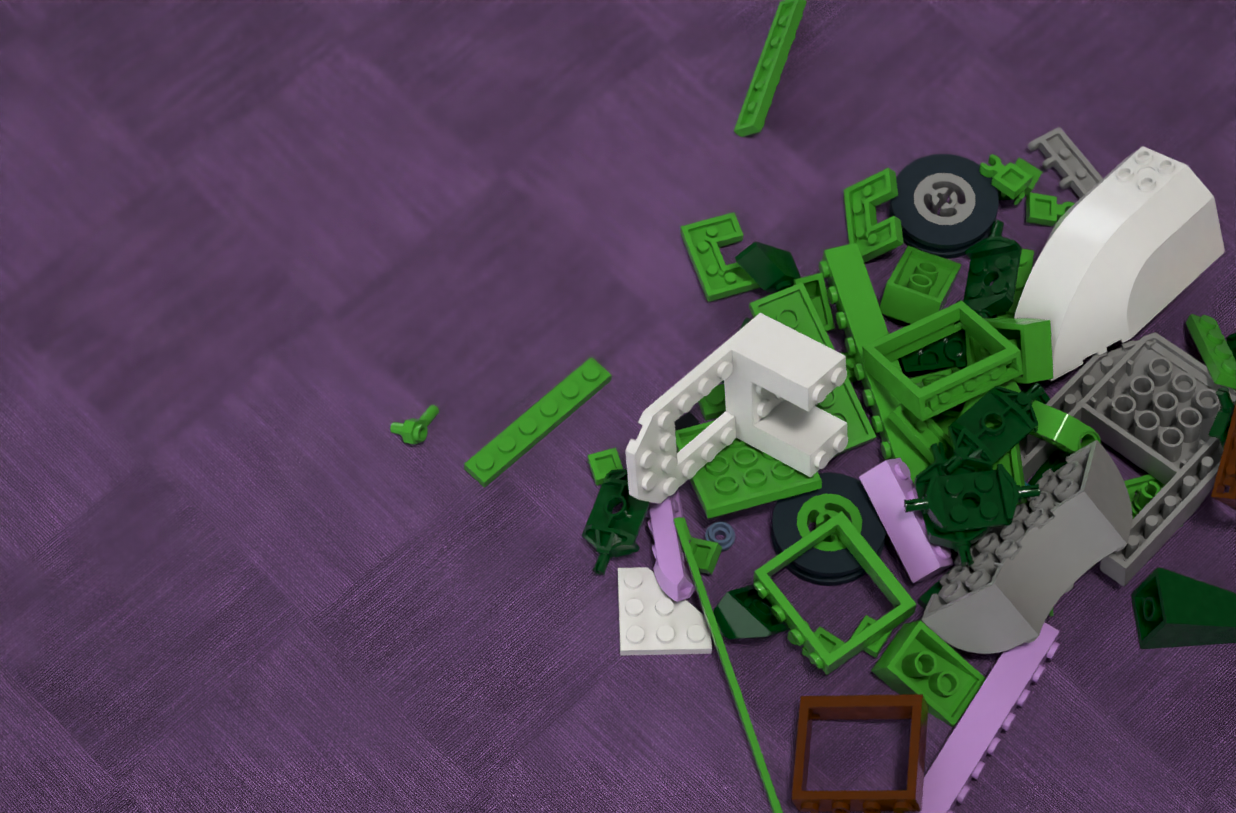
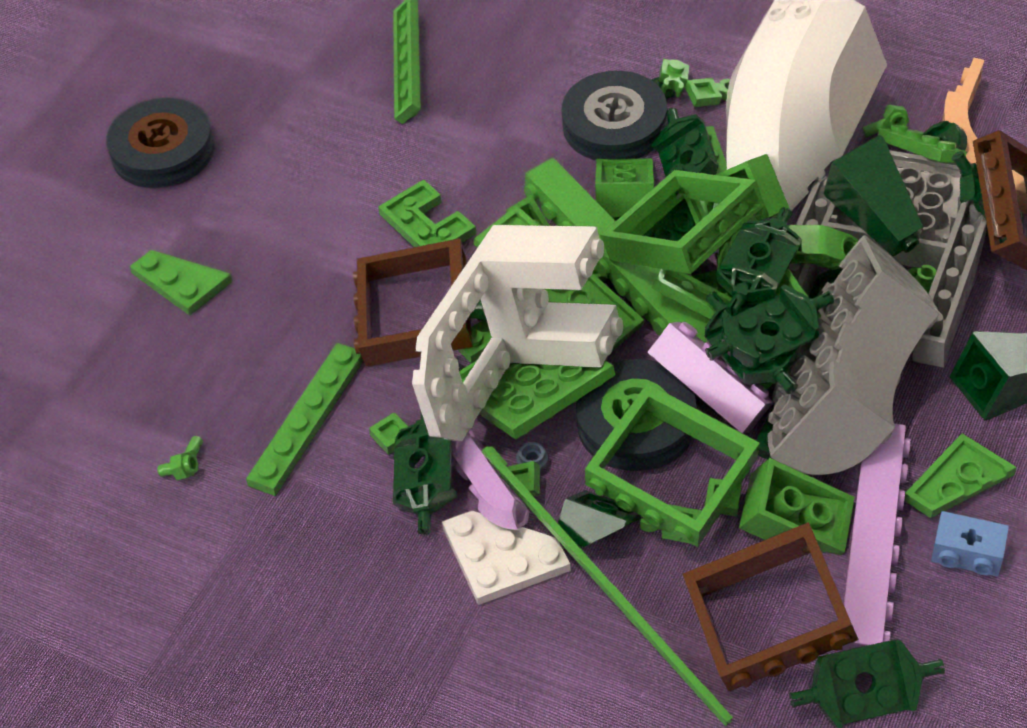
camera: 15 degrees left, 10 degrees down
(472, 236) = (179, 280): none -> bright green wing
(506, 100) = (160, 142): none -> black wheel
(646, 290) = (396, 263): none -> reddish brown window
(769, 266) = (474, 207): dark green slope -> none
(861, 217) = (541, 143): bright green plate -> none
(1008, 178) = (662, 72): bright green plate -> none
(1067, 160) = (706, 49): light grey hinge -> none
(1079, 762) = (970, 544): none -> medium blue brick
(1085, 694) = (956, 476): none -> bright green wing
(1132, 395) = (874, 196): none -> dark green slope
(1212, 305) = (892, 115): none -> bright green piece

